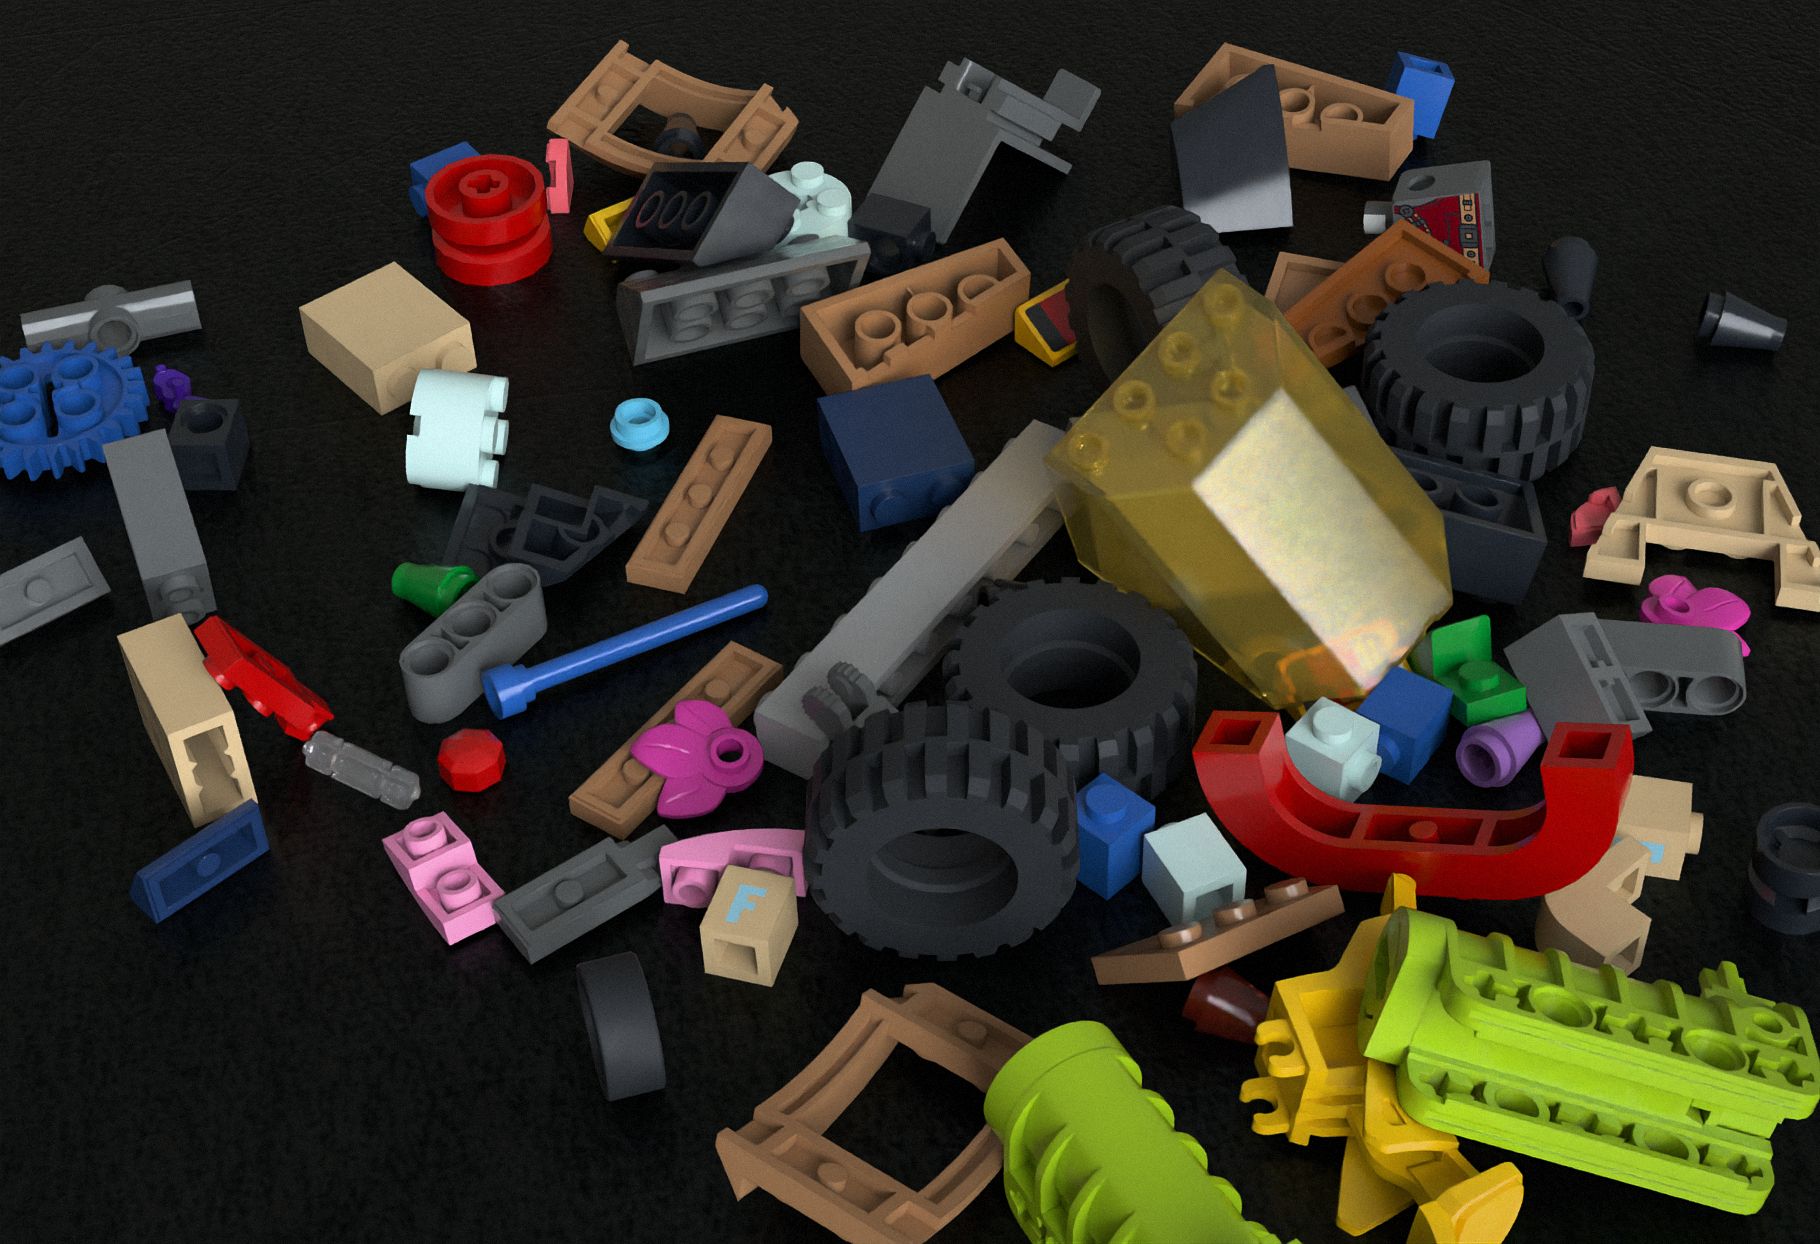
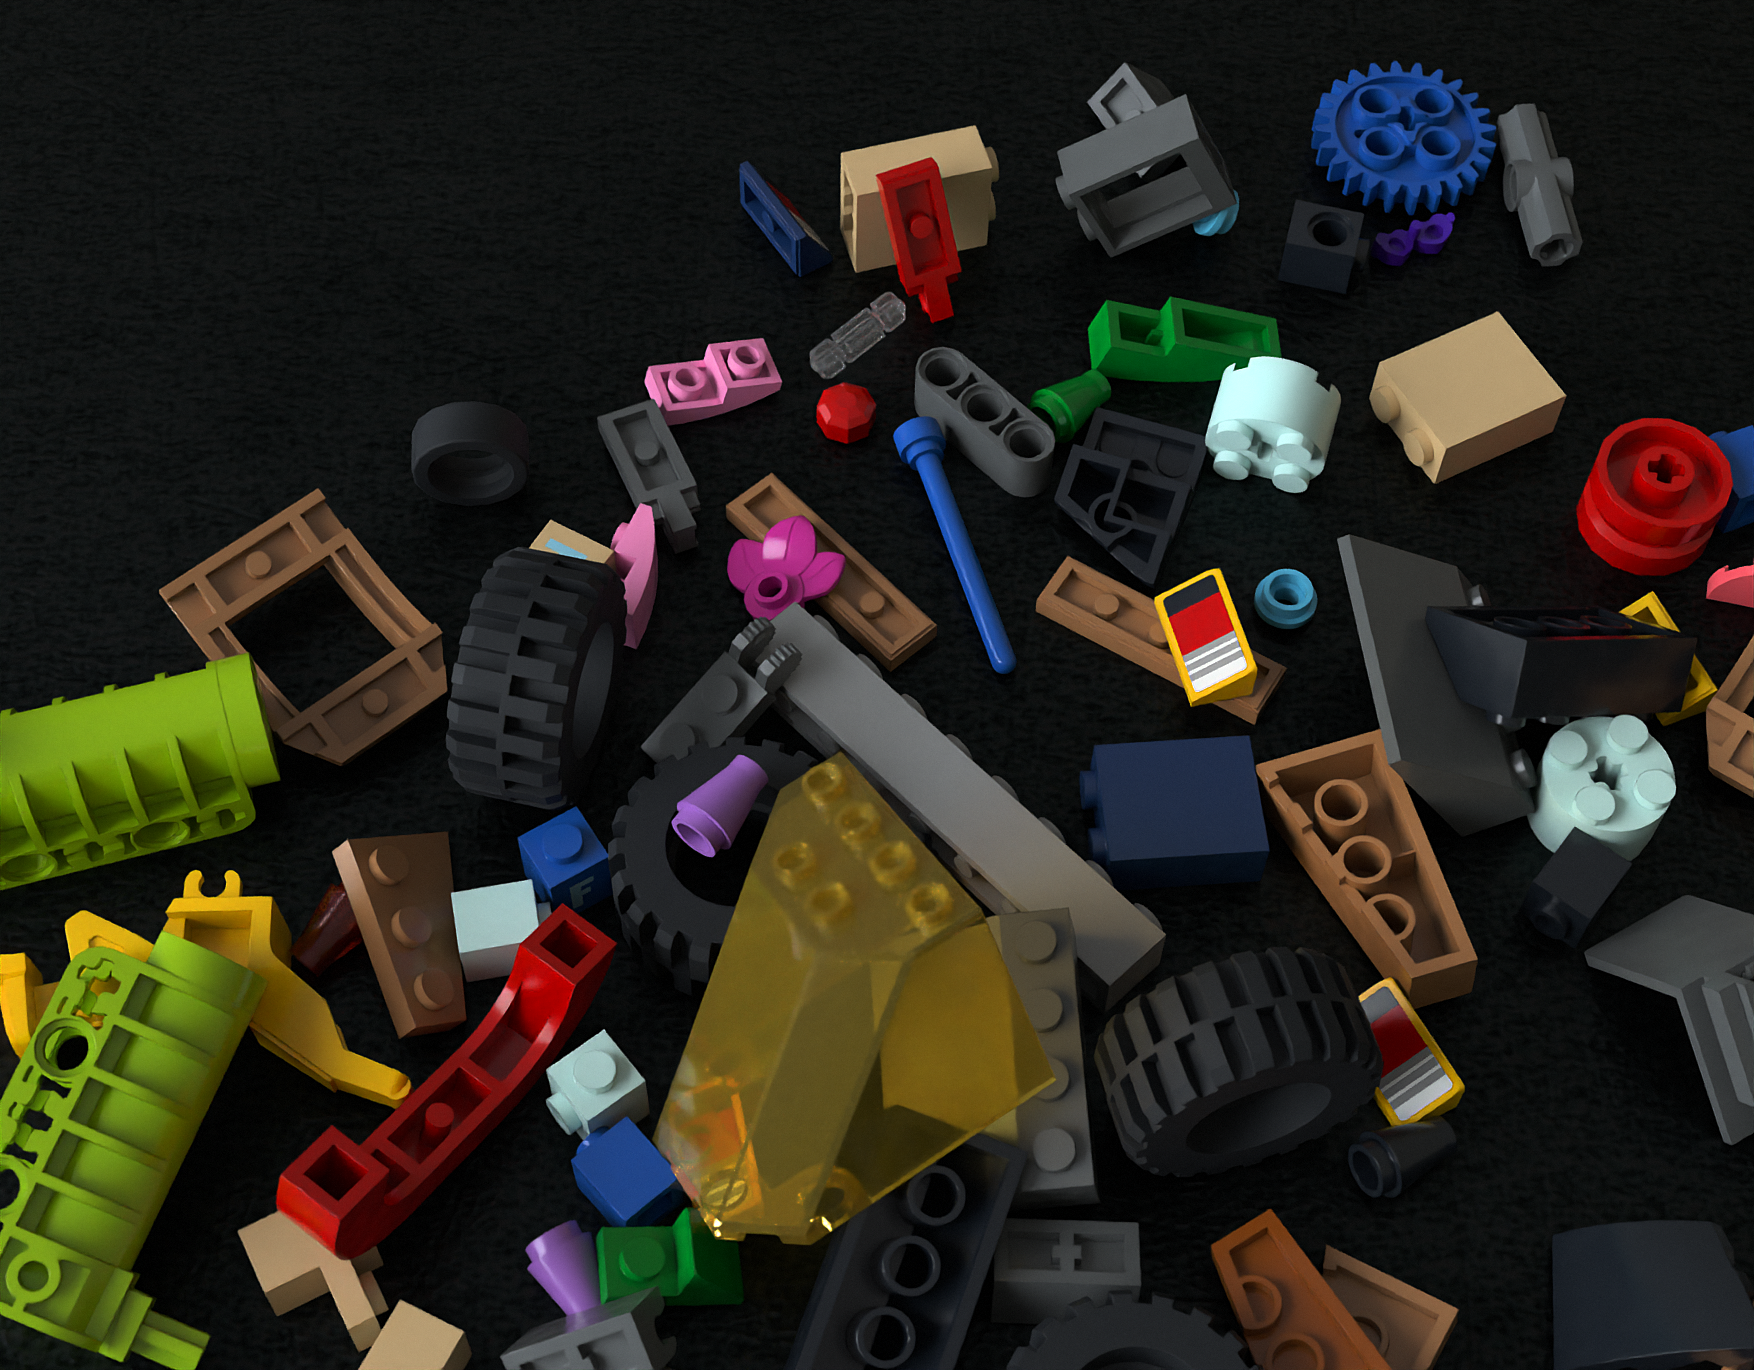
camera: 100 degrees right, 15 degrees up
(345, 527) = (1179, 342): none -> green slope
(709, 446) = (1207, 639): none -> slope
(1050, 653) = (719, 807): none -> medium lavender cone

